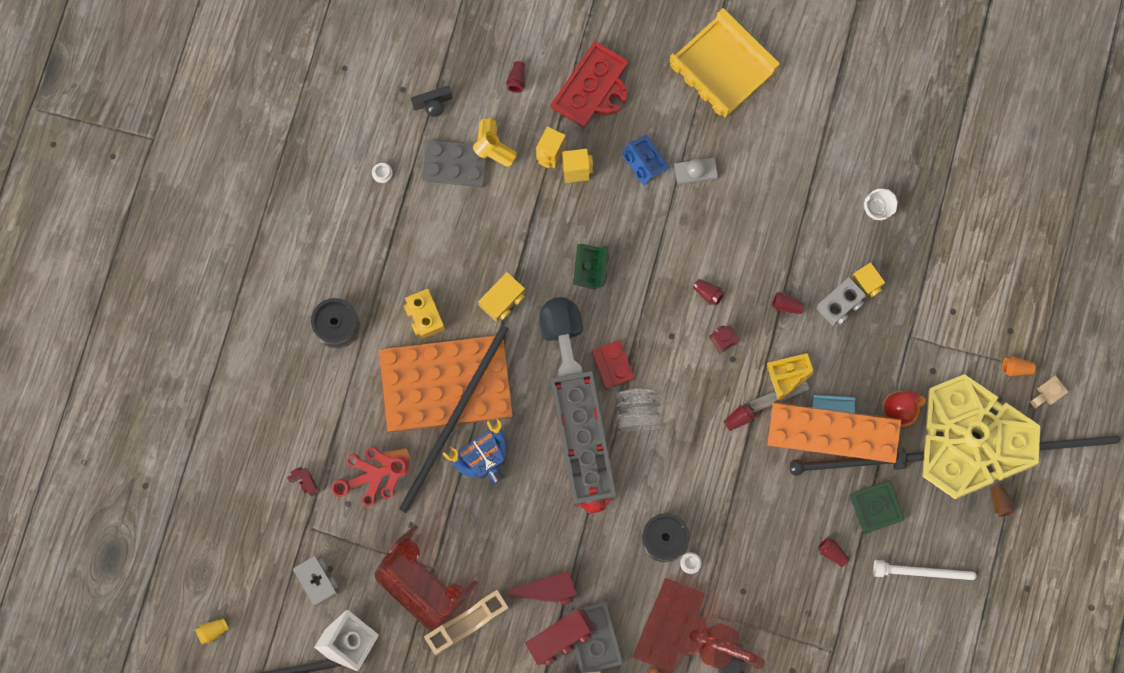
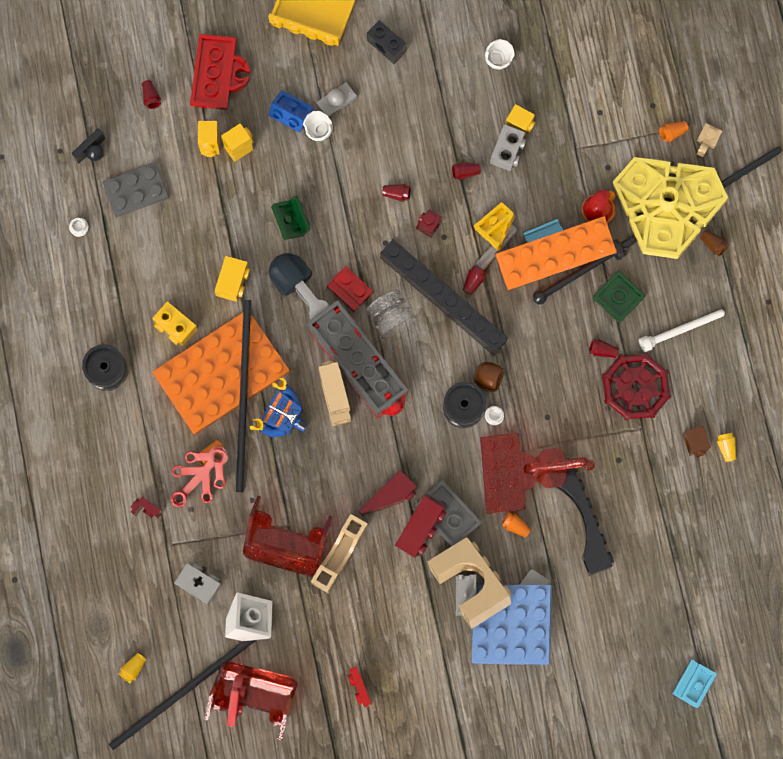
camera: 30 degrees left, 0 degrees up
(490, 145) = (157, 160): yellow piece -> none
(541, 462) = (334, 393): none -> tan arch
(664, 187) = (318, 126): none -> white hair
(700, 420) = (443, 297): none -> black brick
(702, 521) = (487, 376): none -> reddish brown helmet
(774, 137) = (386, 42): none -> black brick
(836, 611) = (628, 394): none -> dark red plate

